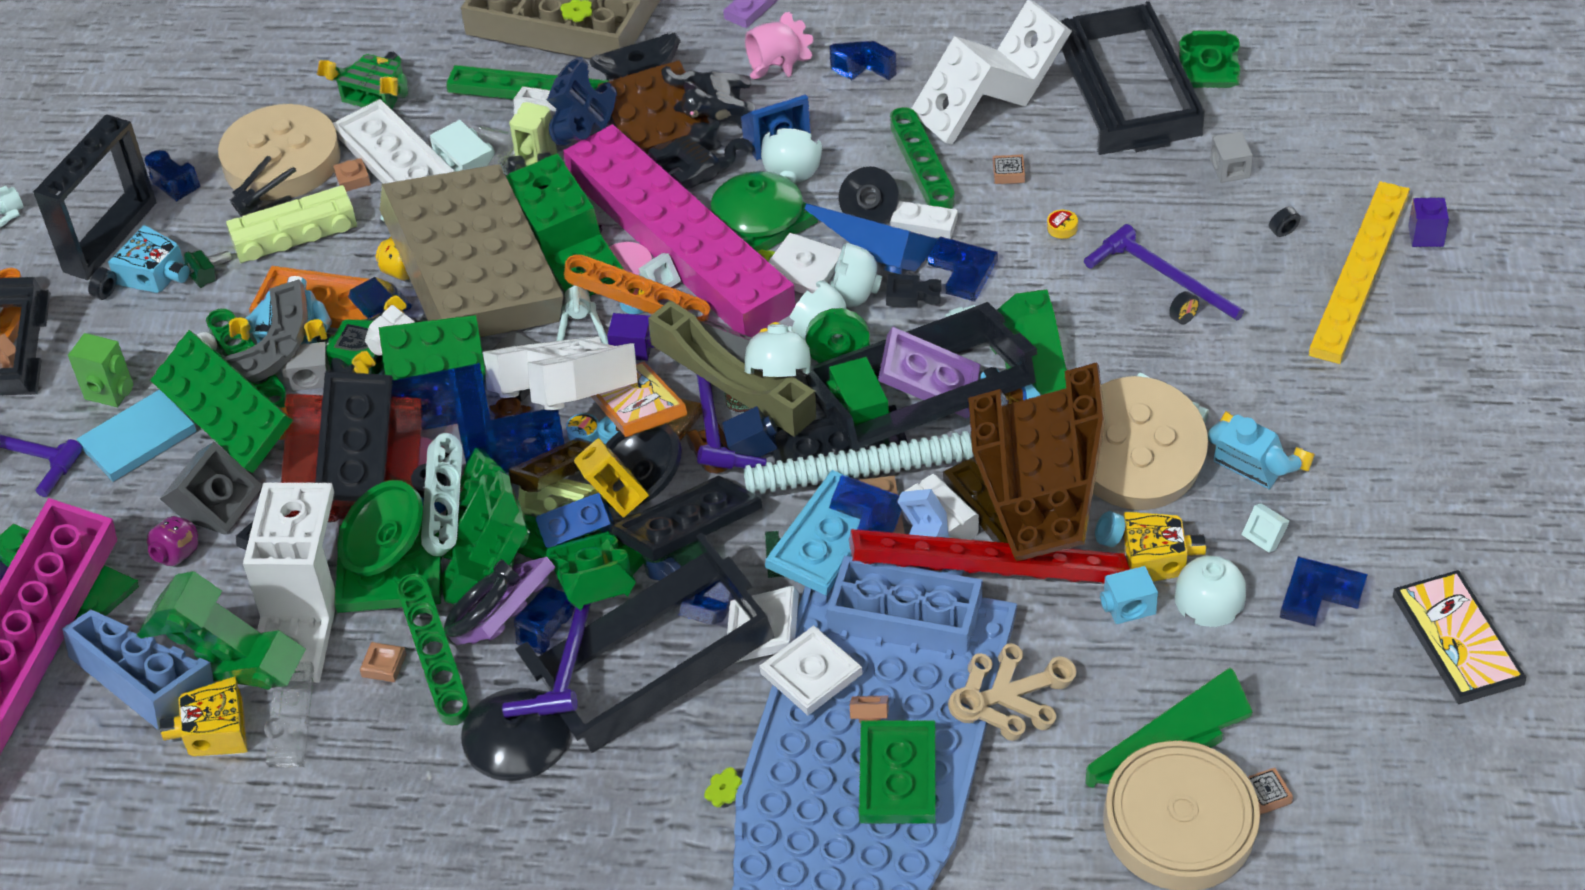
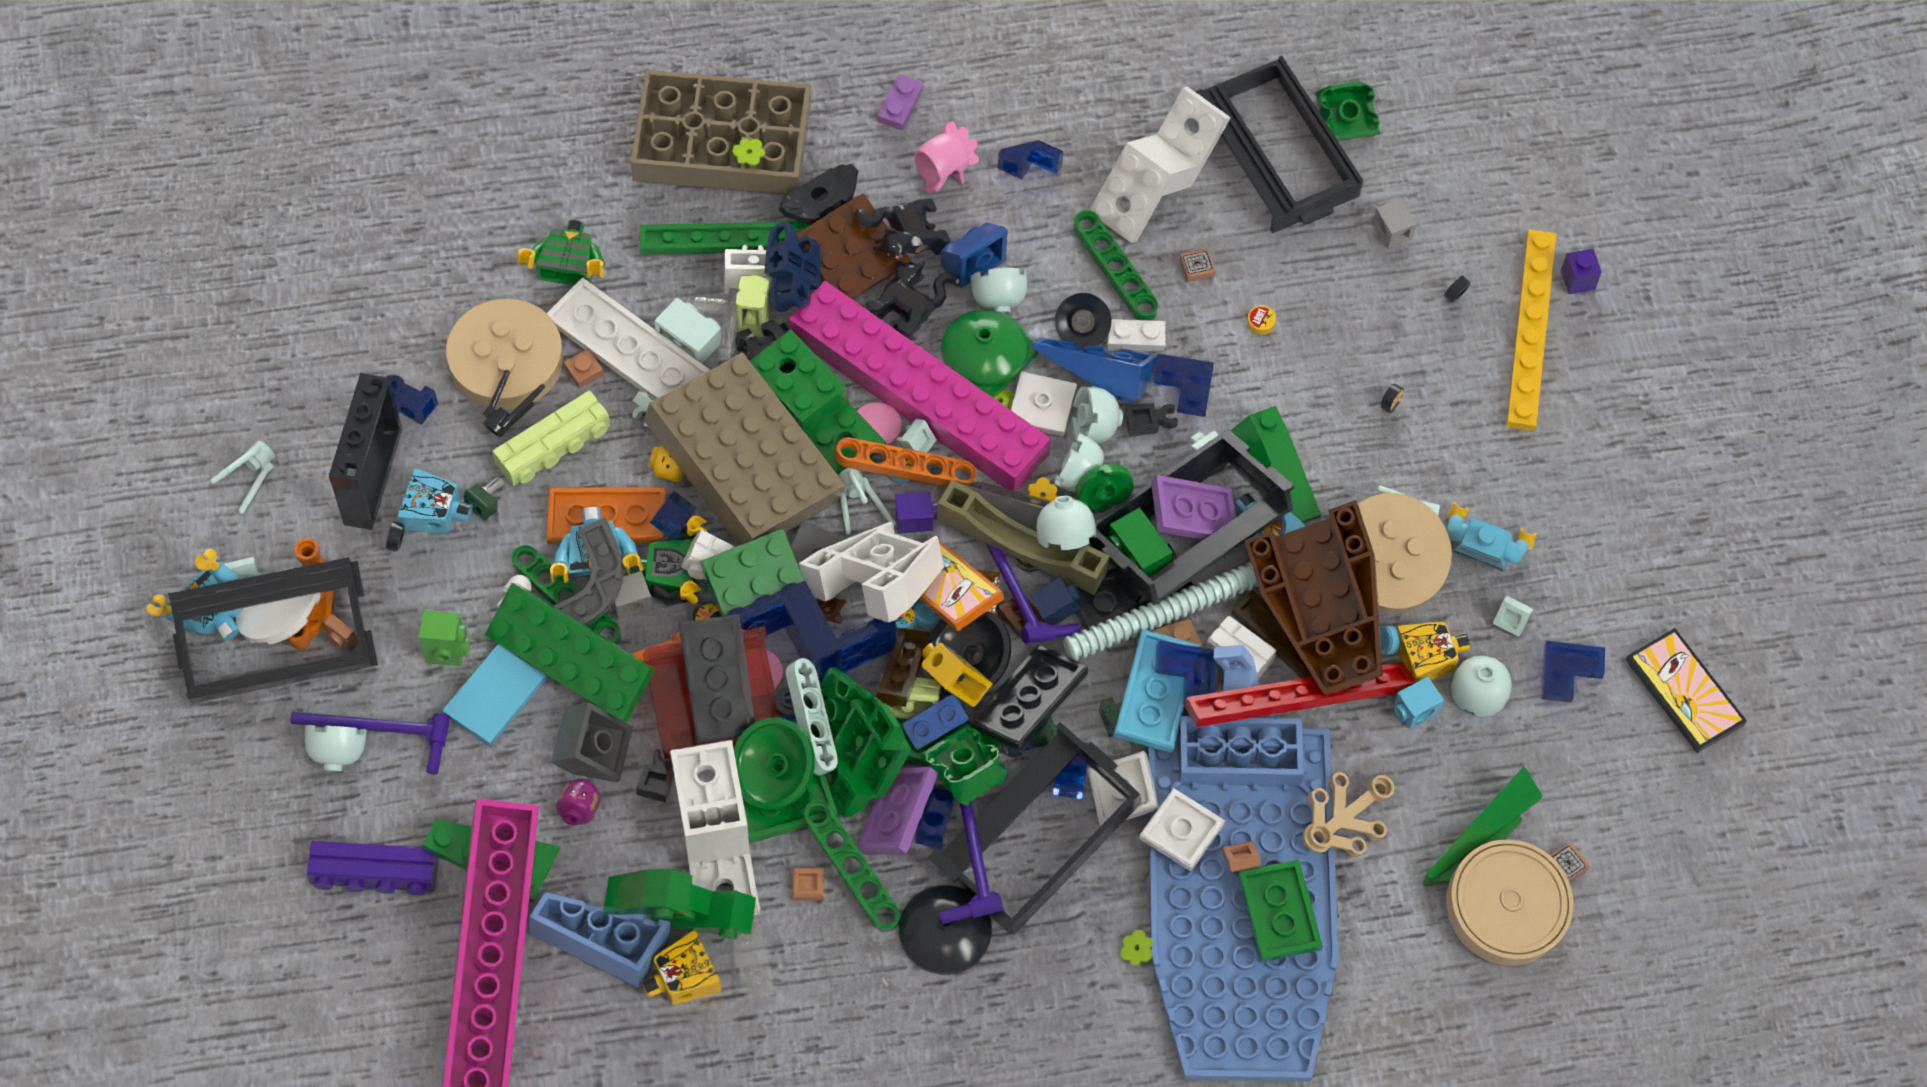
camera: 20 degrees left, 15 degrees up
(496, 584) = (901, 795): black piece -> none
(1124, 240) = (1321, 330): dark purple bar -> none

